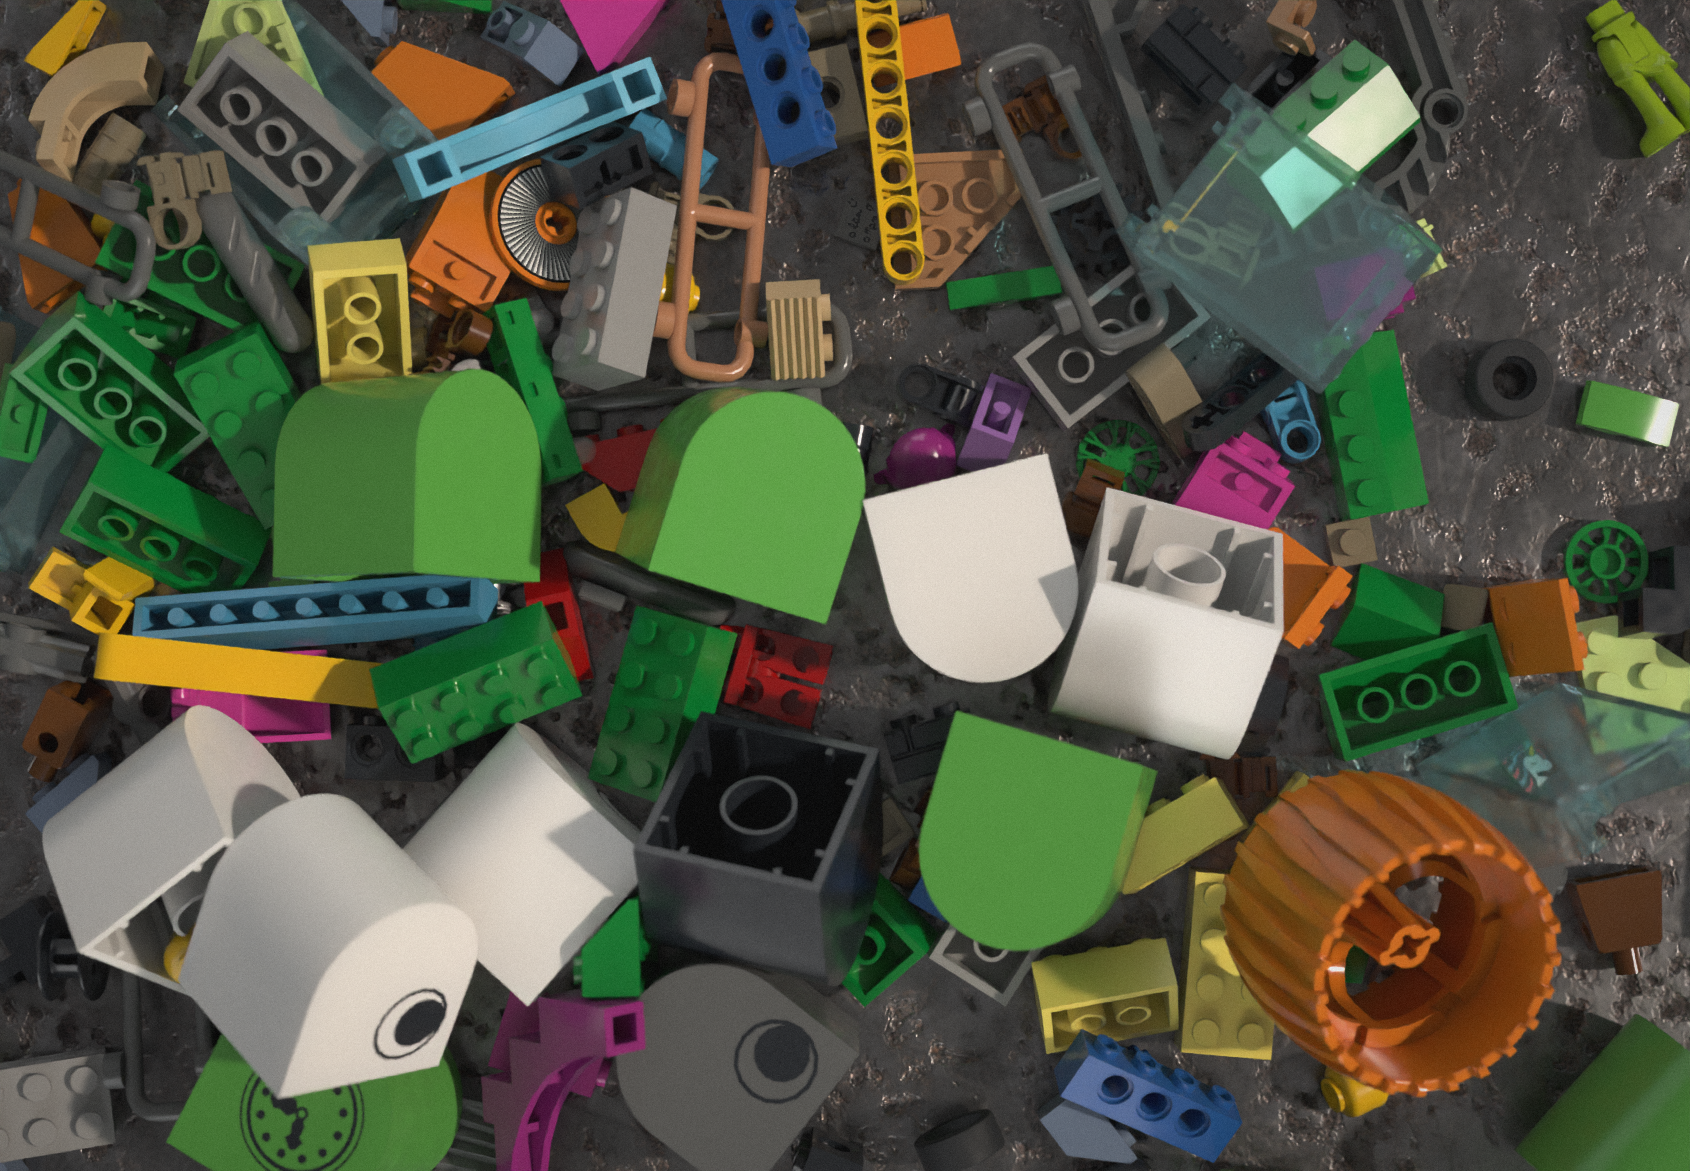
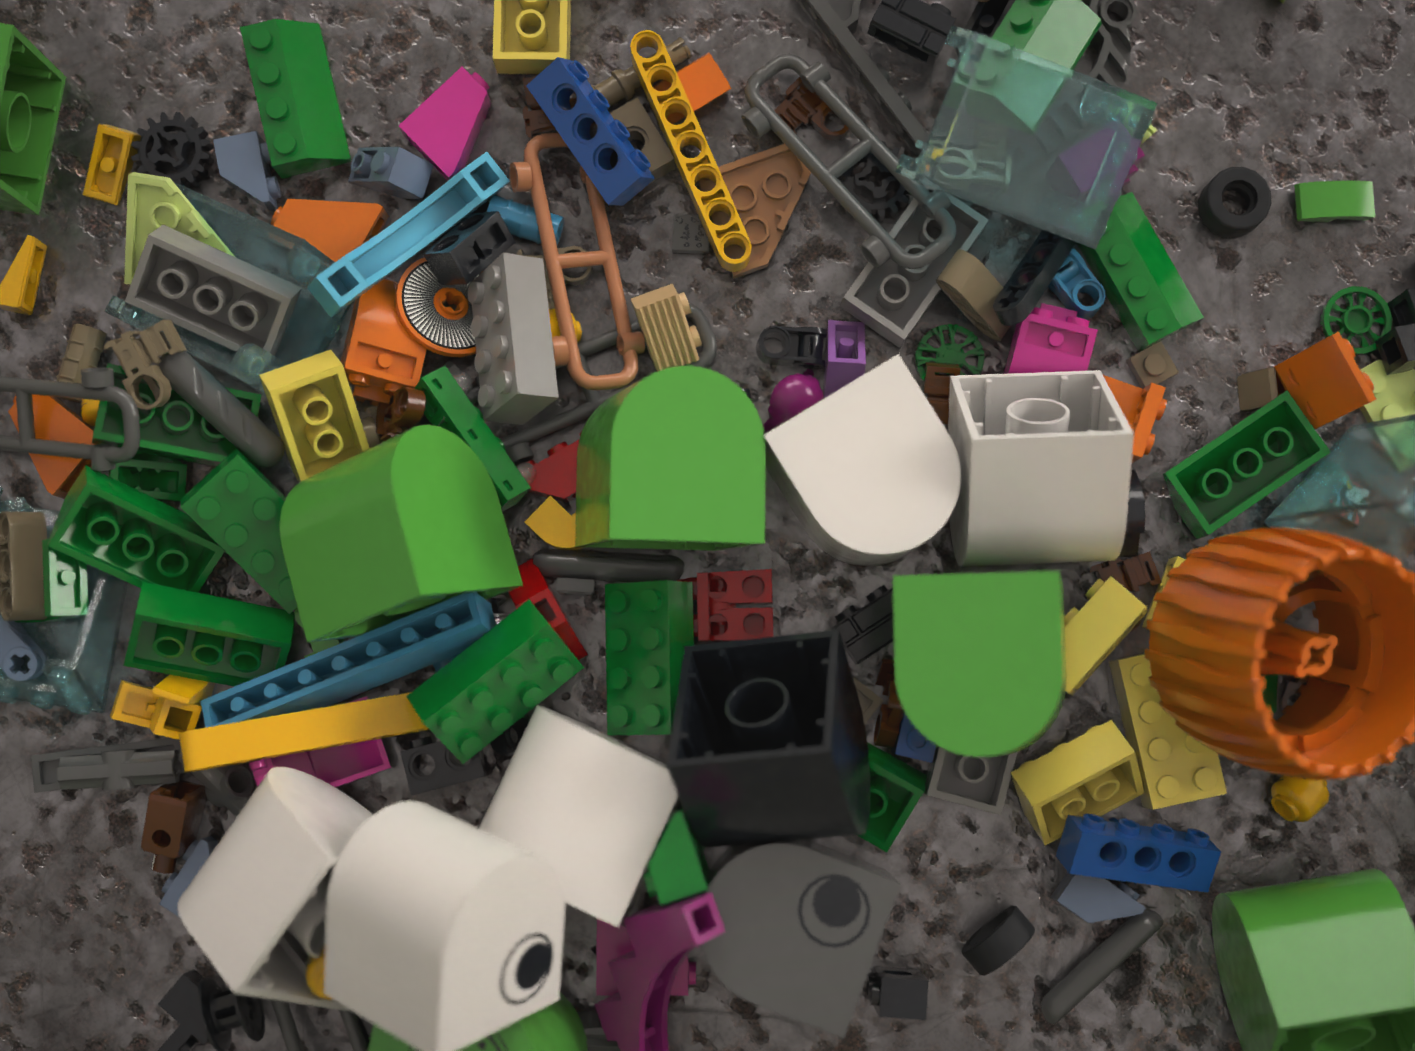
camera: 15 degrees left, 5 degrees down
(85, 91) = (50, 311): tan arch -> none
(1003, 288) = (818, 250): green piece -> none
(1386, 614) = (1199, 413): green slope -> none

